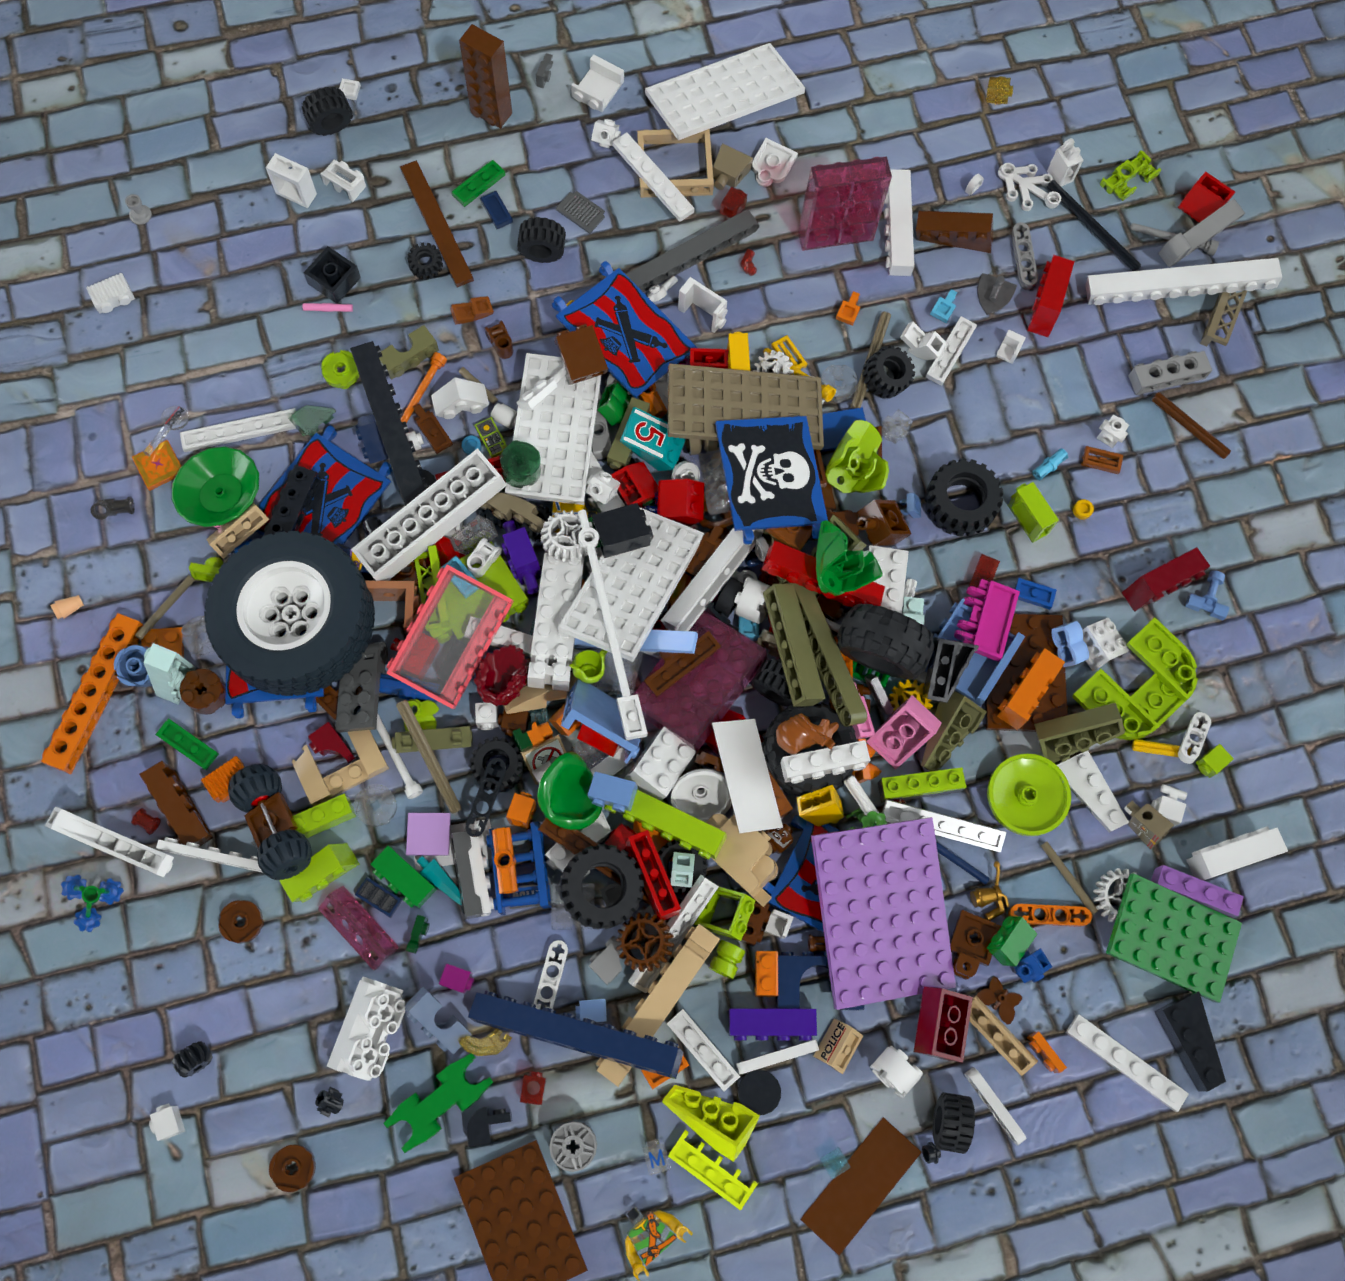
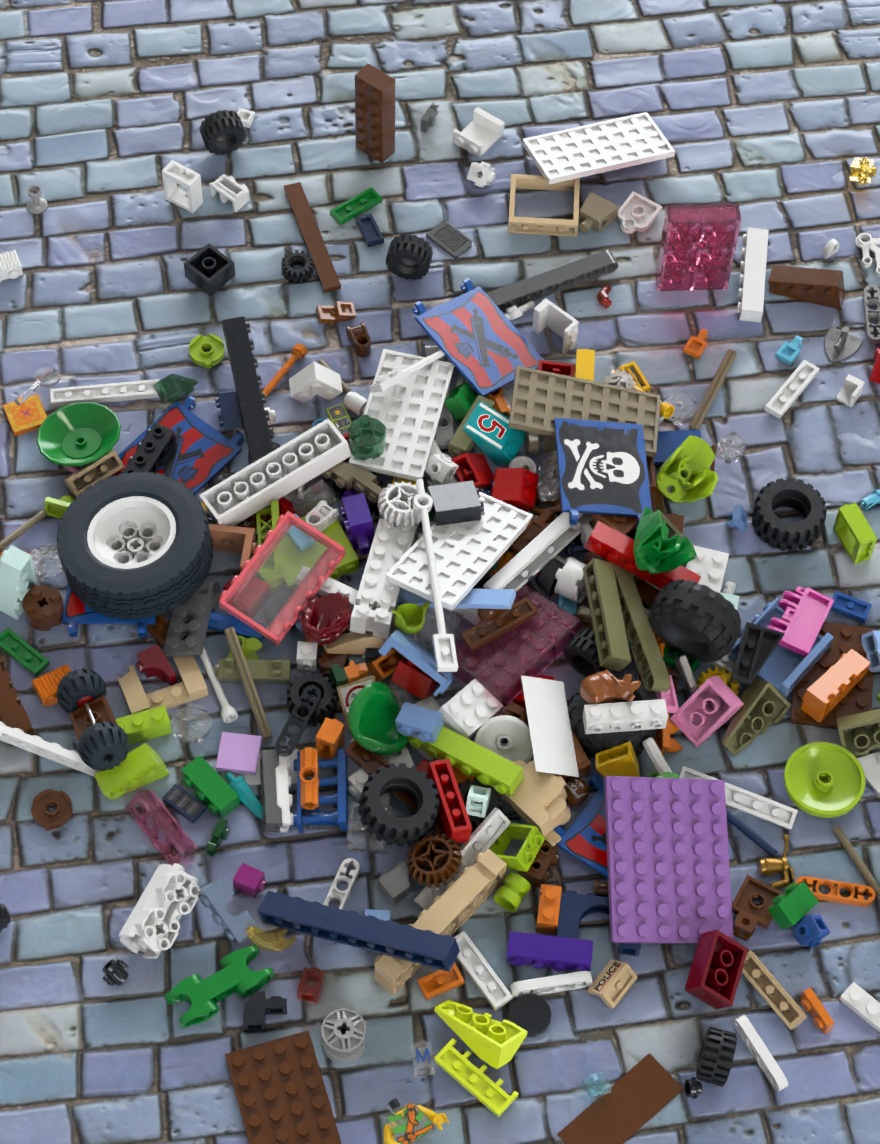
camera: 10 degrees right, 15 degrees down
(281, 1175) = (77, 1038): reddish brown plate -> none
(327, 307) = (201, 297): bright pink piece -> none
(422, 347) = (285, 338): olive arch -> none
(432, 429) = (285, 409): reddish brown hinge -> none
(581, 354) = (435, 352): reddish brown panel -> none
(653, 177) = (521, 213): white plate -> none
(733, 202) = (595, 242): clear red brick -> none
(778, 924) = (566, 867): white panel -> none
(883, 523) = (707, 527): reddish brown brick -> none
(895, 1071) = (665, 1006): white brick -> none
(899, 365) = (736, 391): black tyre -> none
(922, 784) = (722, 760): lime piece -> none
(923, 345) = (764, 381): white brick -> none
(984, 570) = (804, 579): clear red plate -> none
(1001, 999) = (776, 958): reddish brown piece -> none

